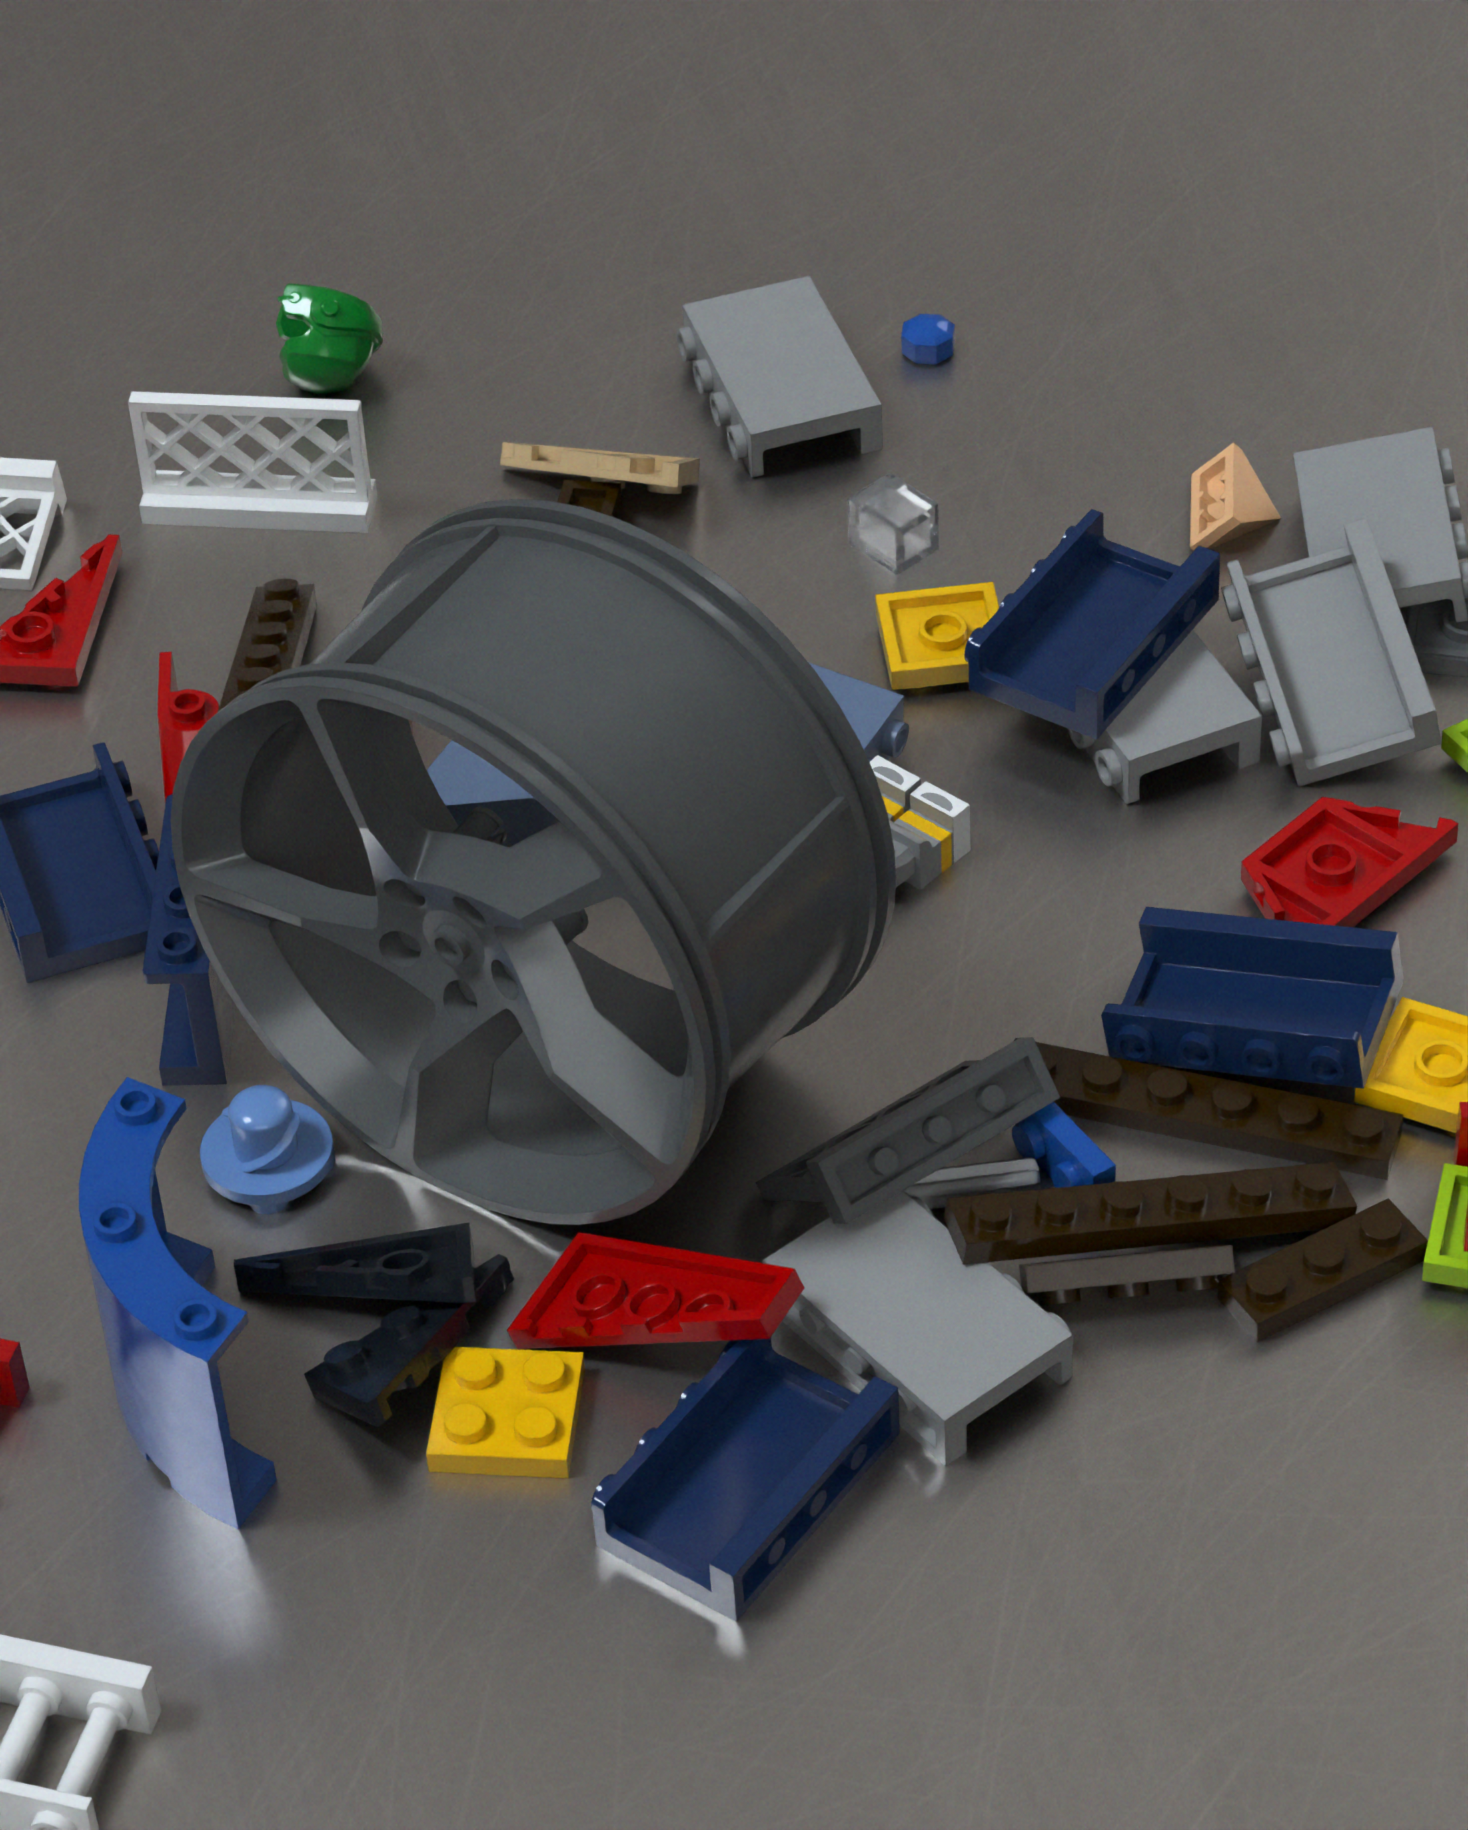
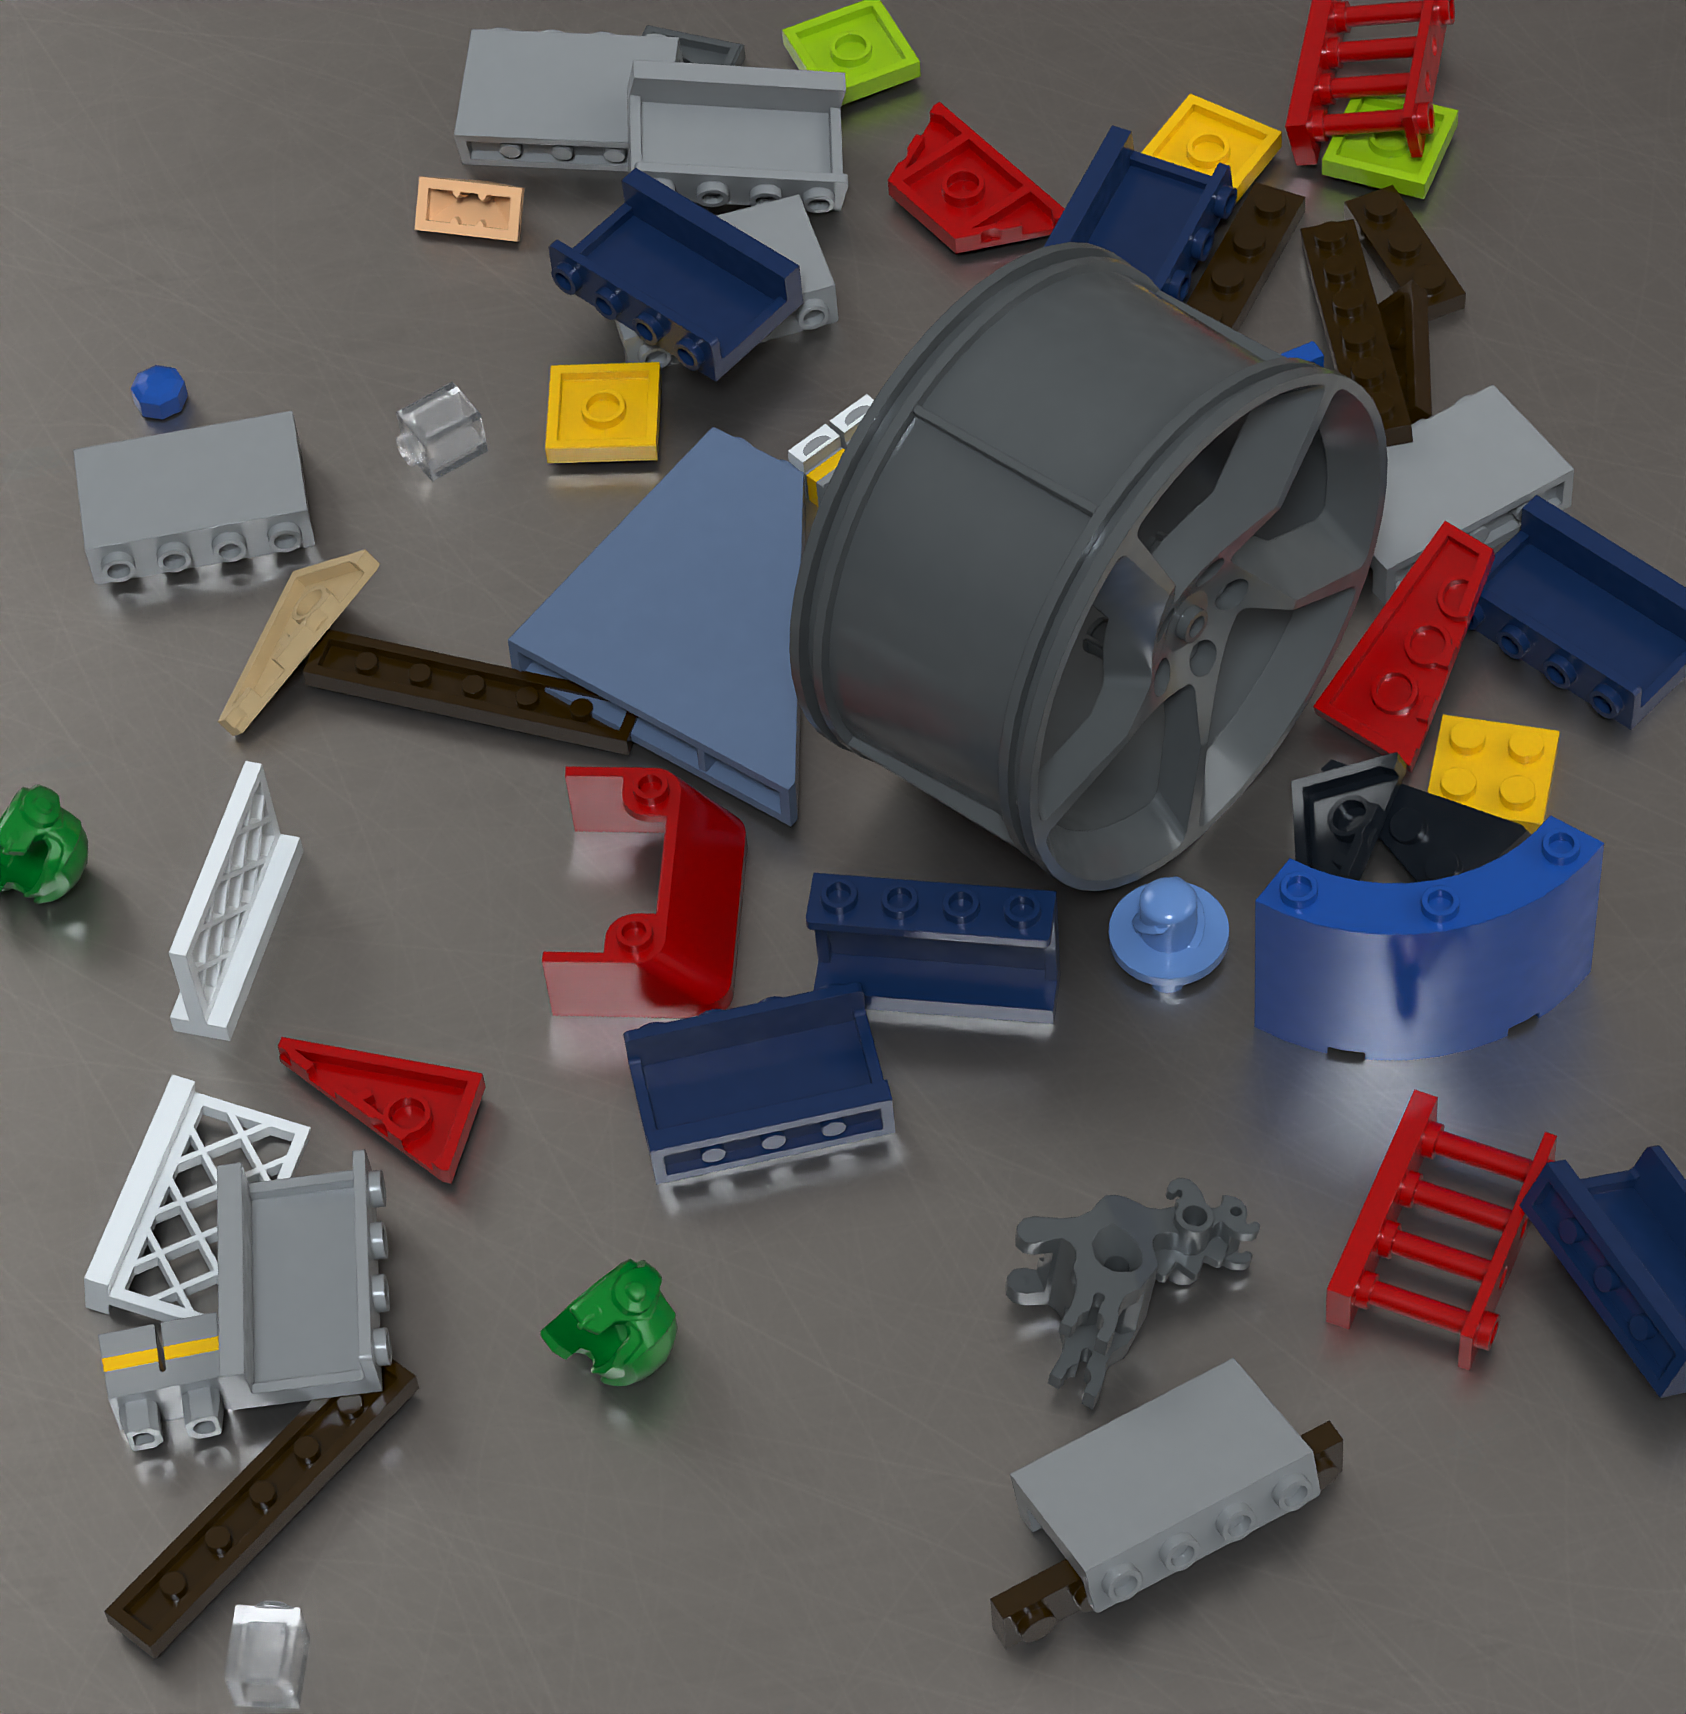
camera: 80 degrees left, 10 degrees up
(272, 634) = (555, 890): dark brown plate -> none

